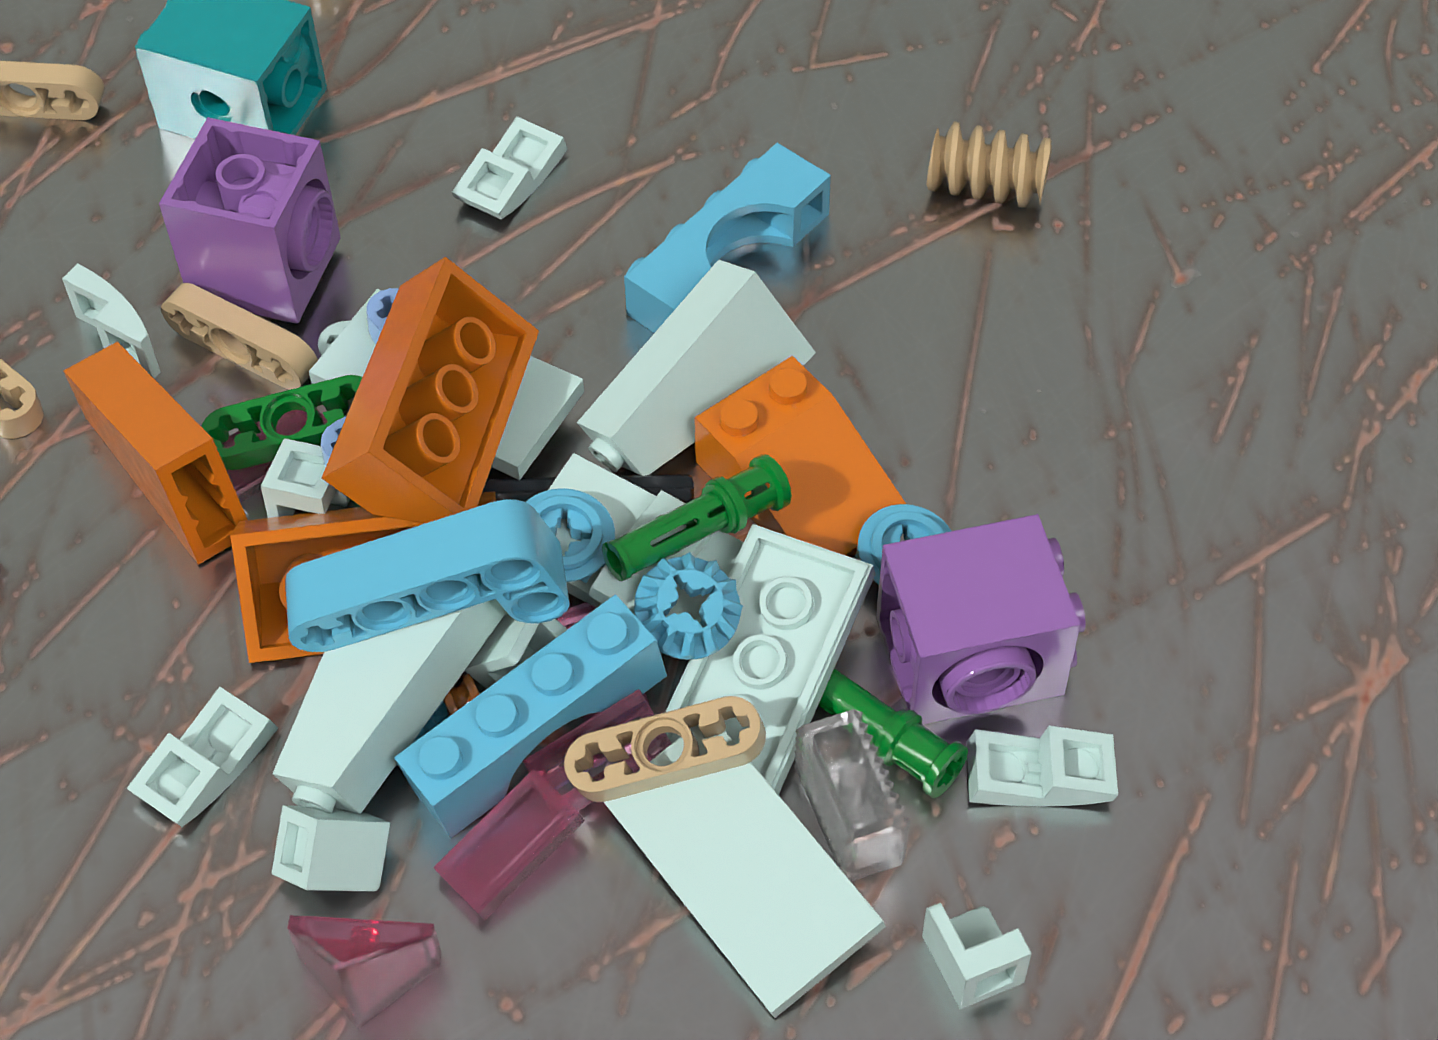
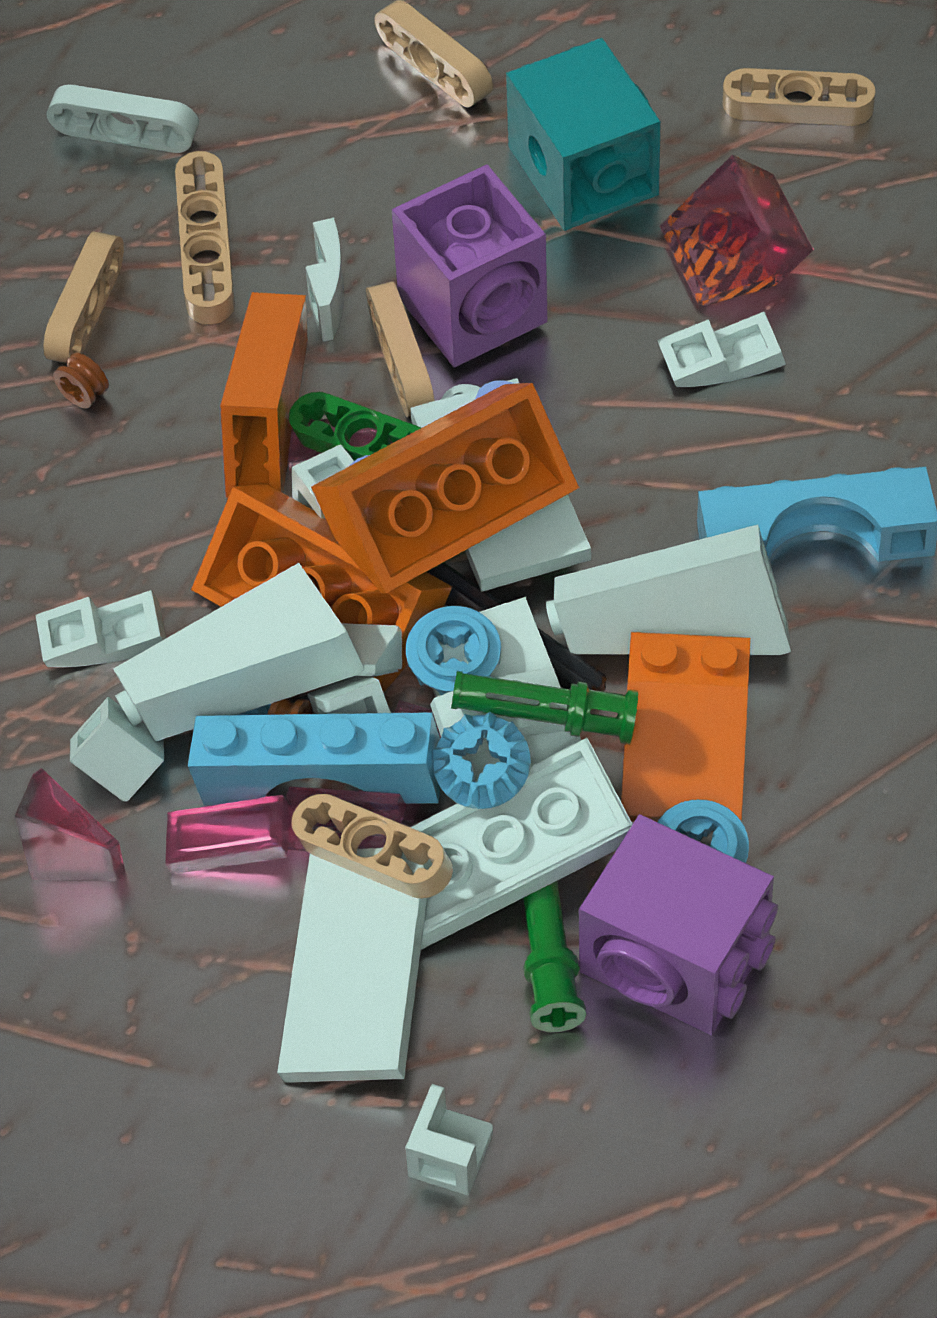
camera: 45 degrees right, 0 degrees up
(429, 572) = (315, 605): medium azure beam -> none
(431, 75) = (735, 234): none -> clear pink slope
(851, 795) = (466, 975): clear brick -> none
(1045, 771) = (629, 1069): light aqua slope -> none

